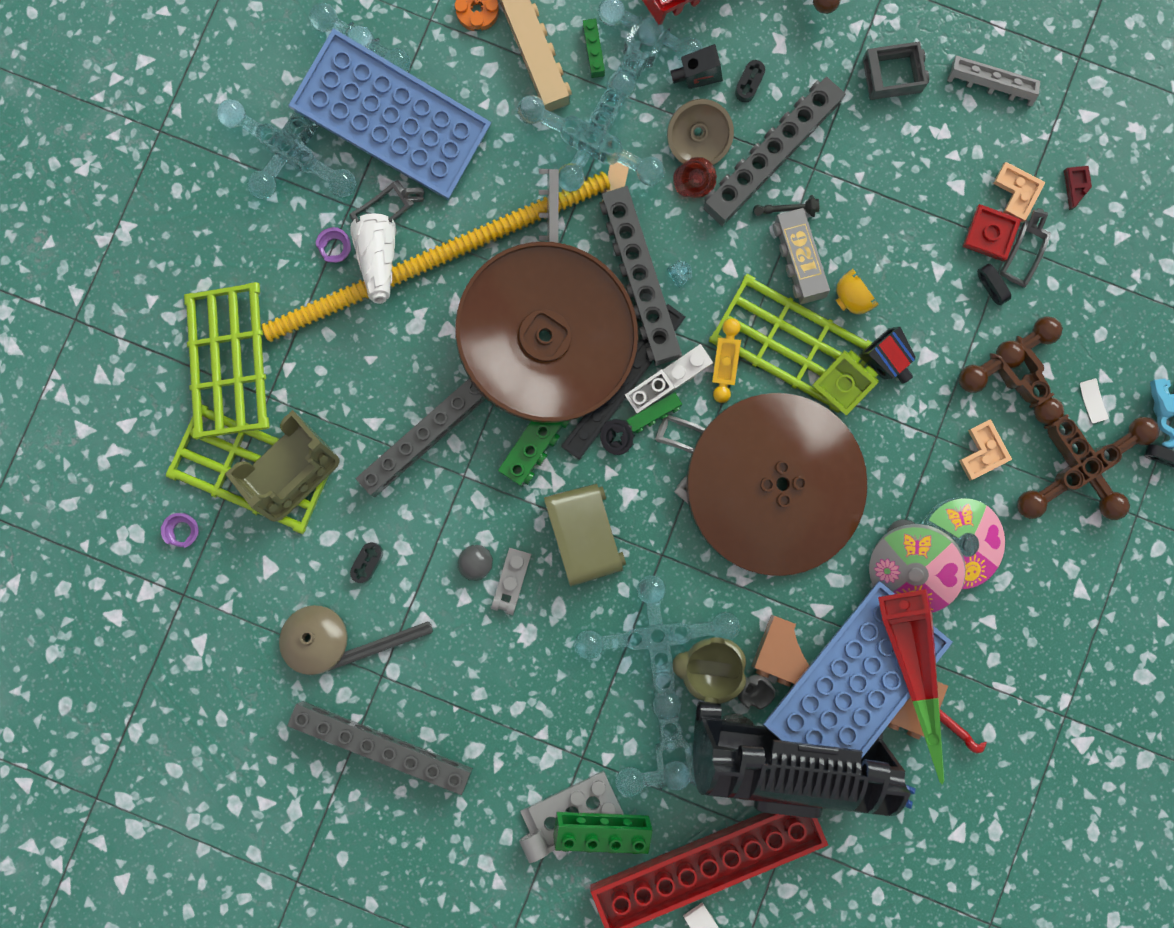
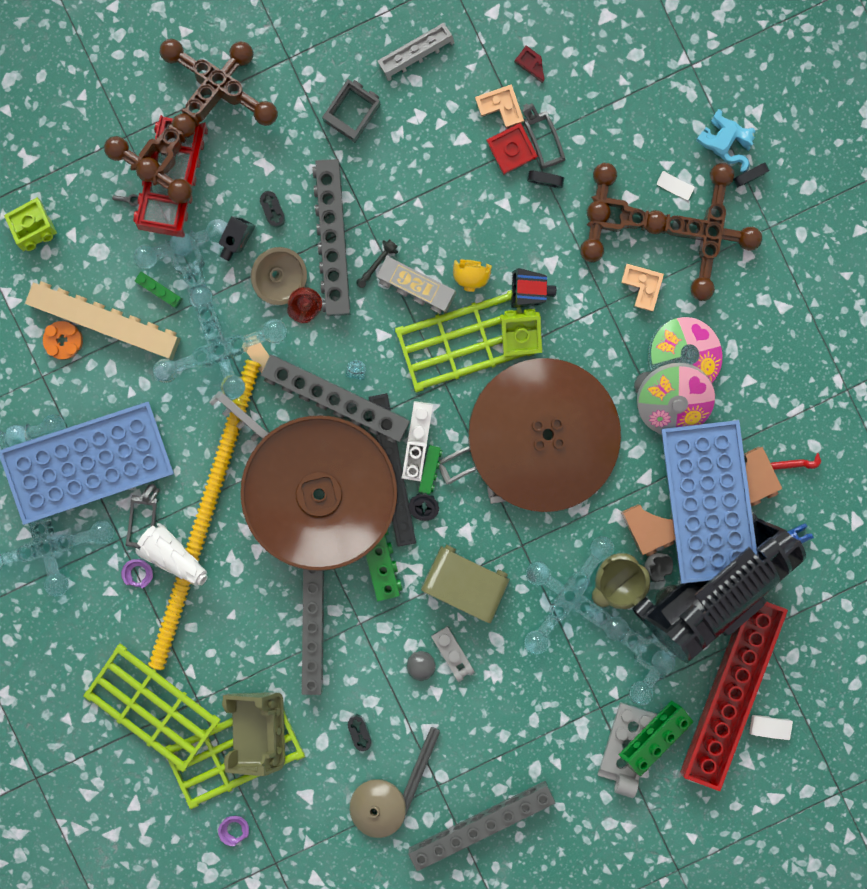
camera: 45 degrees left, 5 degrees up
(726, 360) = (439, 394): yellow plate -> none
(911, 633) = (710, 442): red plate -> none

